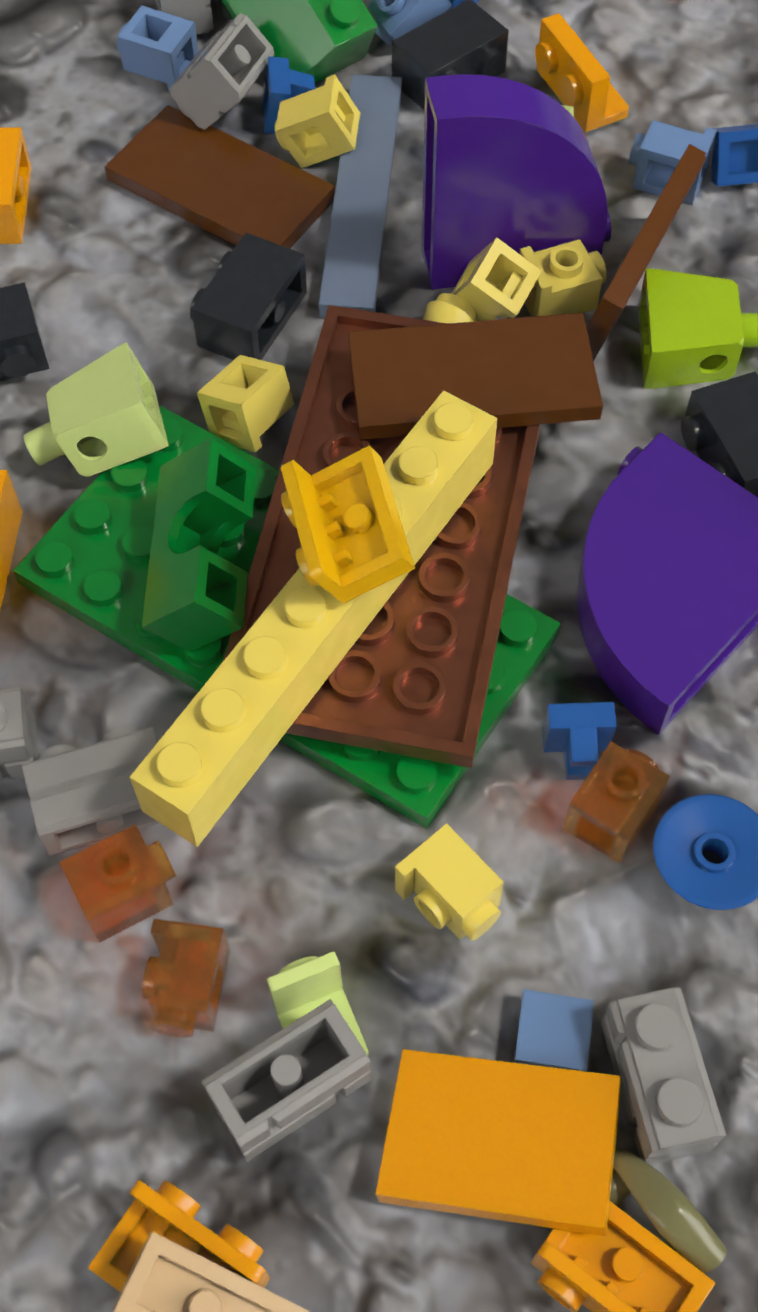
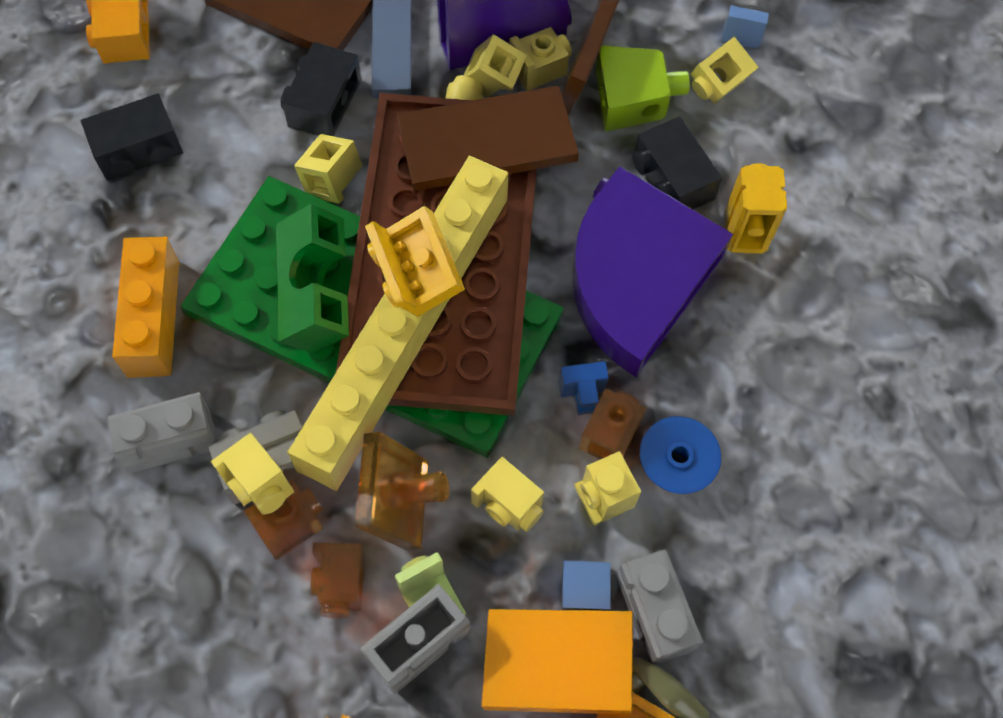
camera: 10 degrees left, 5 degrees up
(78, 809) = (253, 475): none -> light yellow brick
(101, 416) = (227, 188): yellowish green torso -> none
(282, 856) = (395, 491): none -> clear orange tile
(601, 889) = (608, 488): none -> light yellow brick

